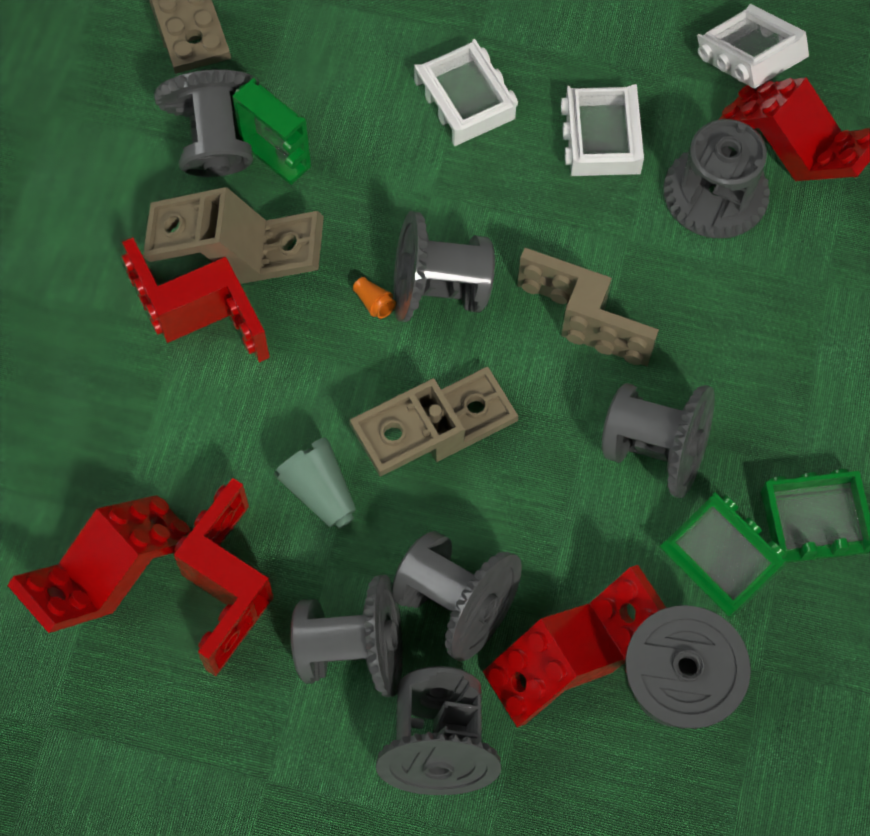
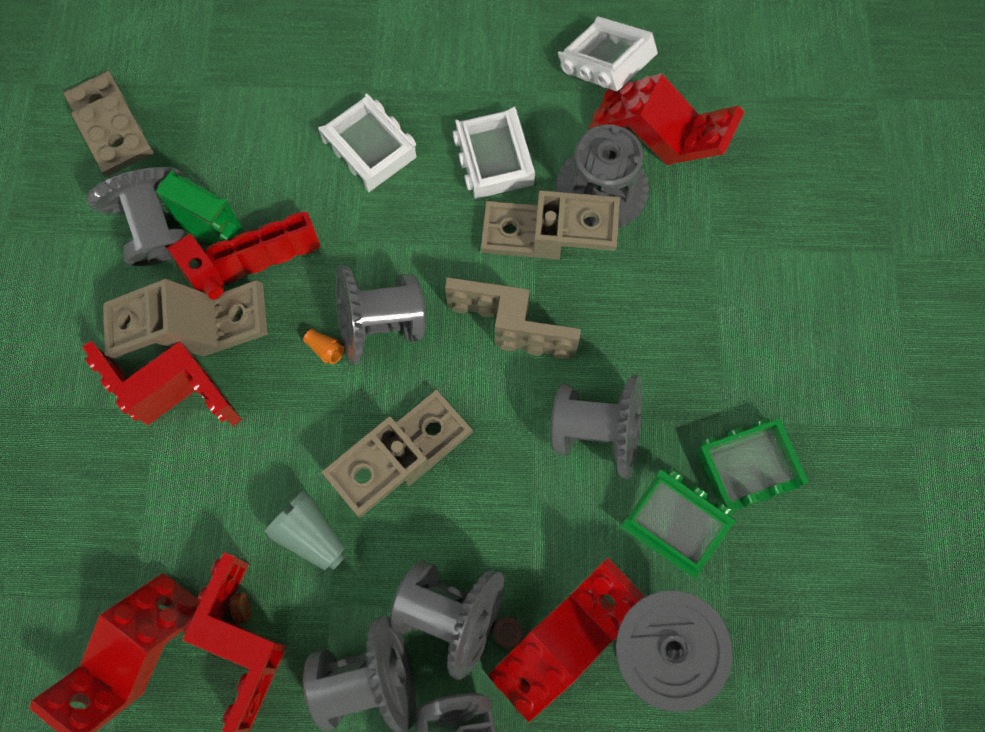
camera: 10 degrees left, 5 degrees up
(233, 543) = (240, 608): none -> reddish brown tile
(262, 197) = (202, 278): none -> red torso
(323, 181) = (268, 245): none -> red brick
(511, 630) = (508, 632): none -> reddish brown tile
(649, 218) = (550, 225): none -> dark tan bracket

